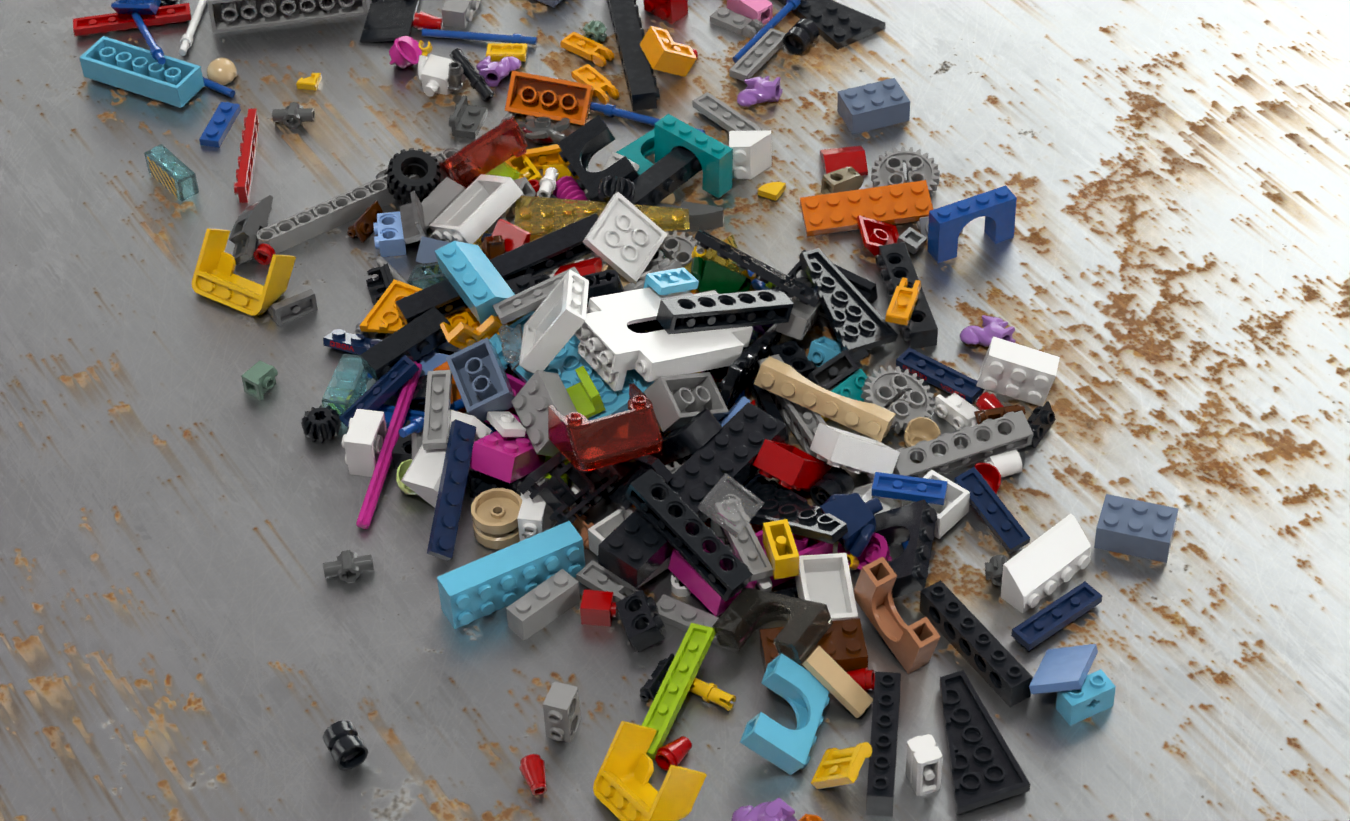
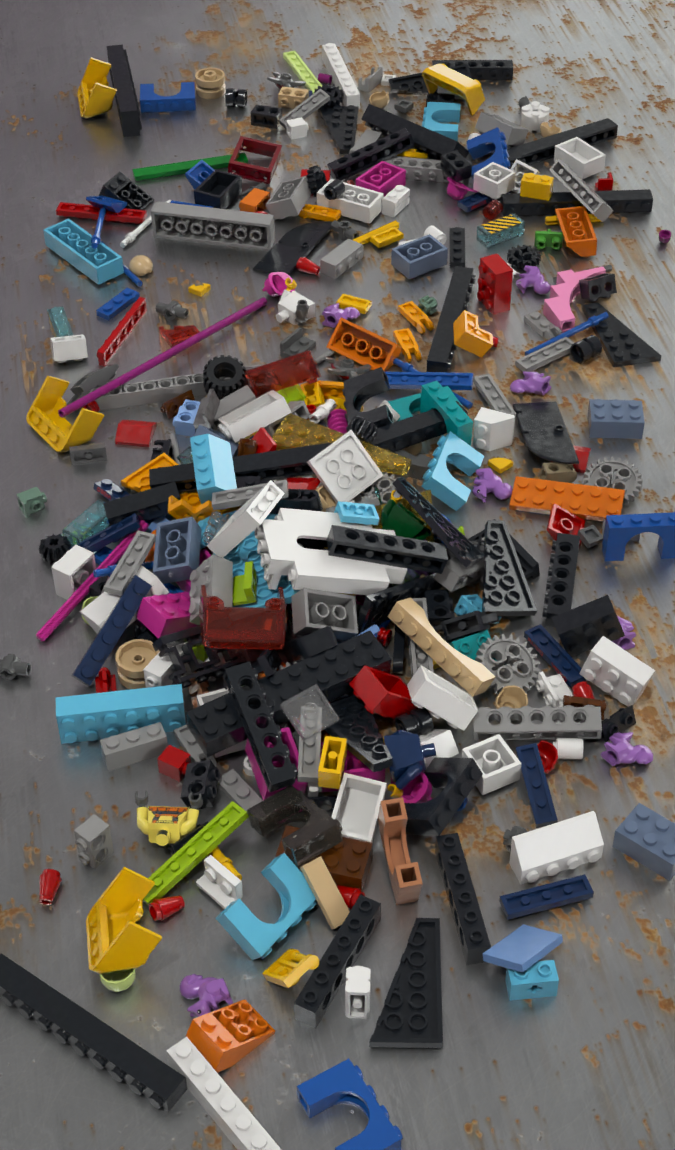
camera: 20 degrees right, 0 degrees up
(197, 192) = (68, 348): none -> white brick
(318, 174) = (161, 358): none -> magenta piece
(320, 142) = (178, 334): none -> clear red wing
(334, 269) = (135, 433): none -> red slope
(468, 549) = (105, 681): none -> red hinge
(476, 80) = (317, 318): black pin -> none
(506, 424) = (179, 590): white plate -> none
(515, 38) = (365, 295): blue bar -> none
(628, 669) = (167, 823): none -> light yellow torso
(648, 116) = (415, 380): none -> blue plate
(719, 709) = (220, 883): none -> white bracket
(721, 190) = (438, 478): none -> medium azure arch
(772, 213) = (489, 482): none -> medium lavender animal
(806, 140) = (545, 431): none -> black door
(903, 302) = (551, 585): light orange hinge -> none
(909, 488) = (469, 744): blue plate -> none
(965, 333) = (586, 625): none -> black piece
(1059, 451) = (622, 752): none -> medium lavender animal

